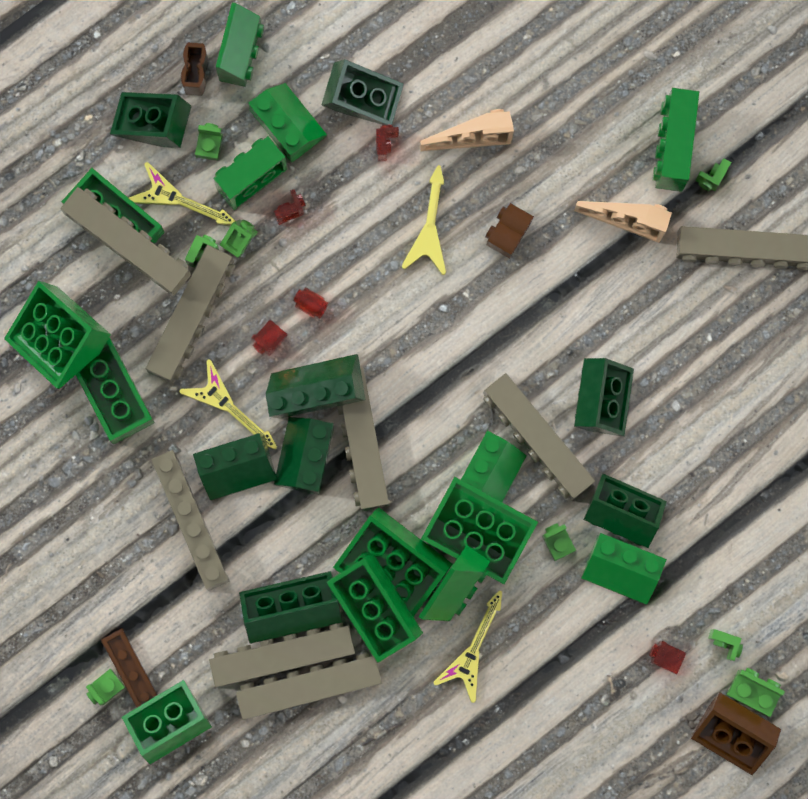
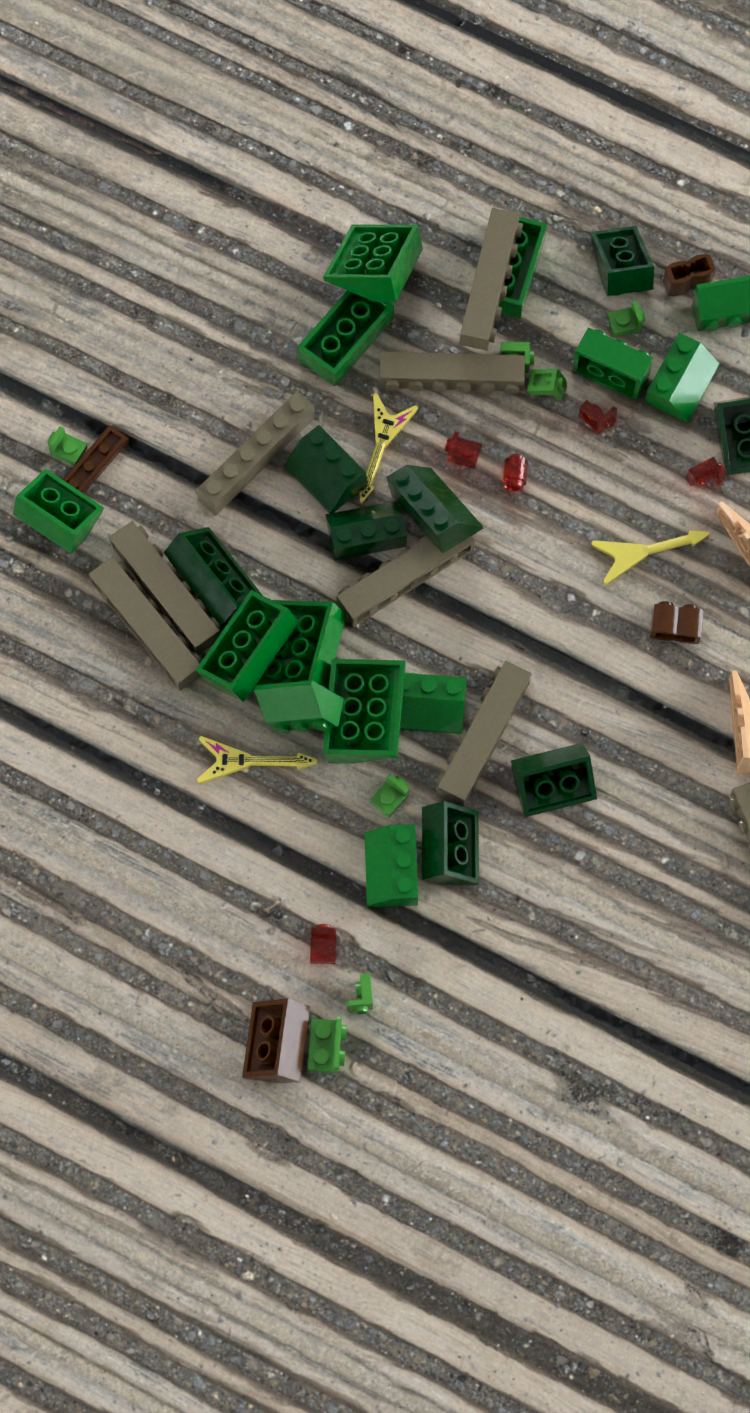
camera: 70 degrees right, 10 degrees down
(165, 194) = (557, 303): light yellow piece -> none

